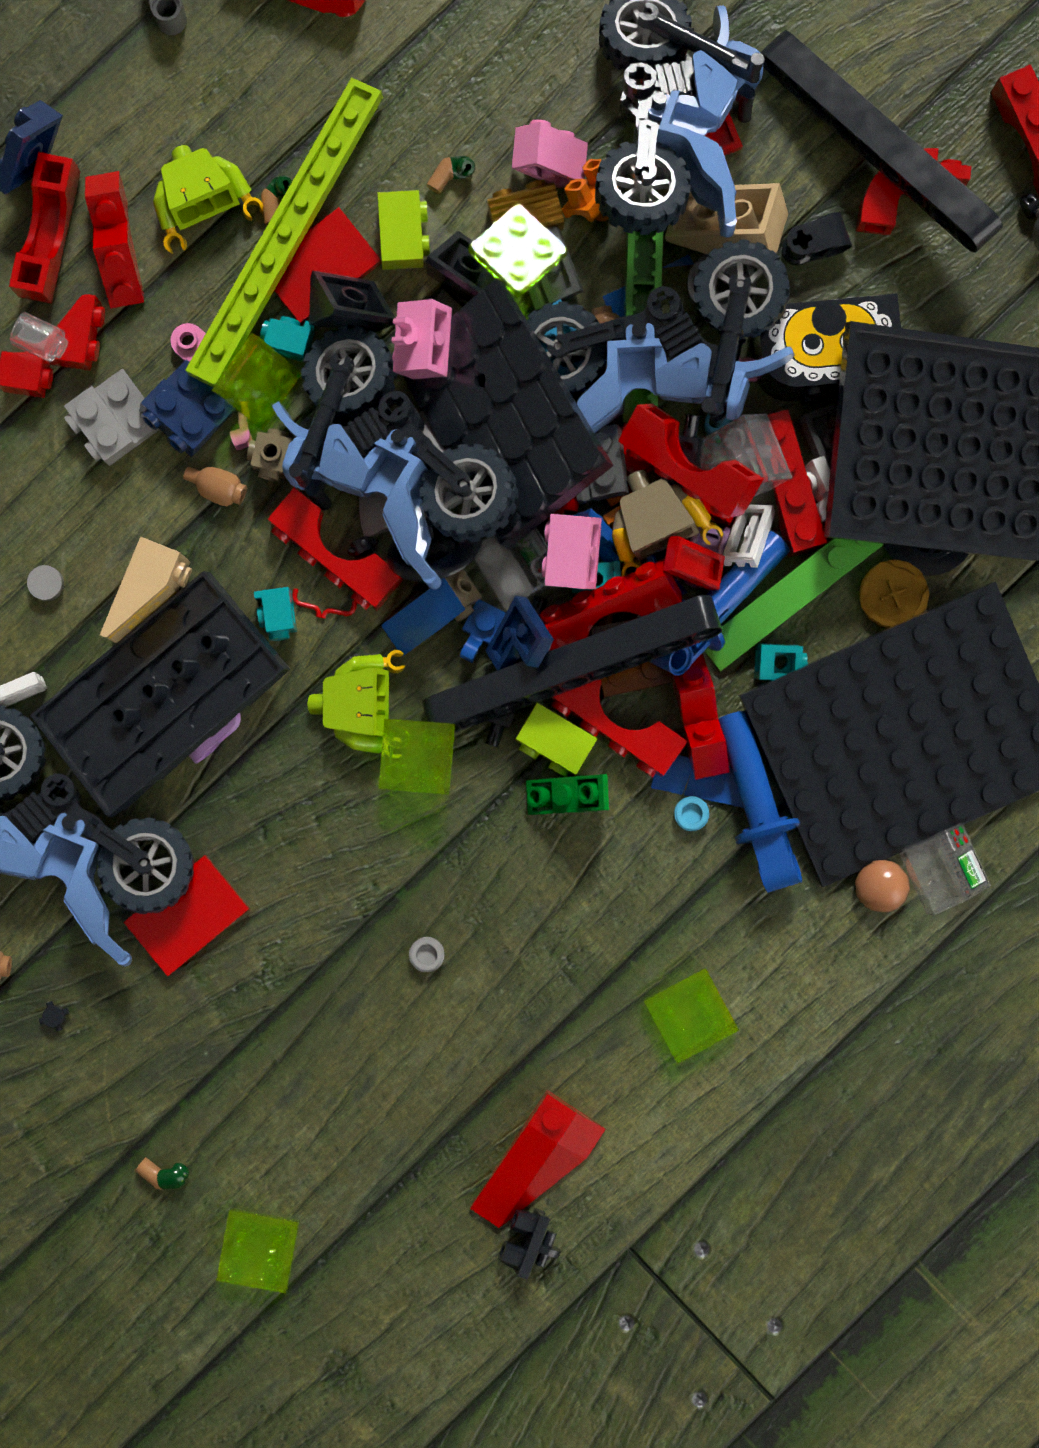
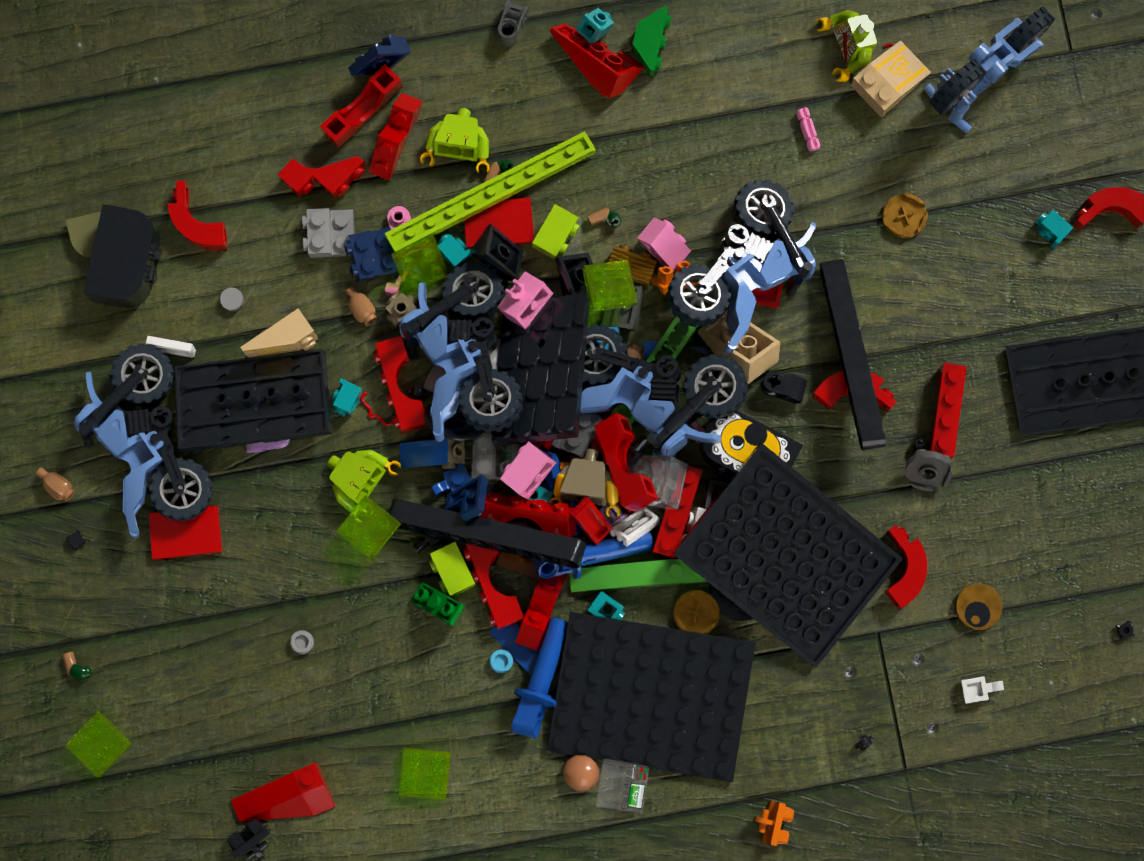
camera: 35 degrees right, 5 degrees down
(38, 337) = (316, 164): clear brick -> none

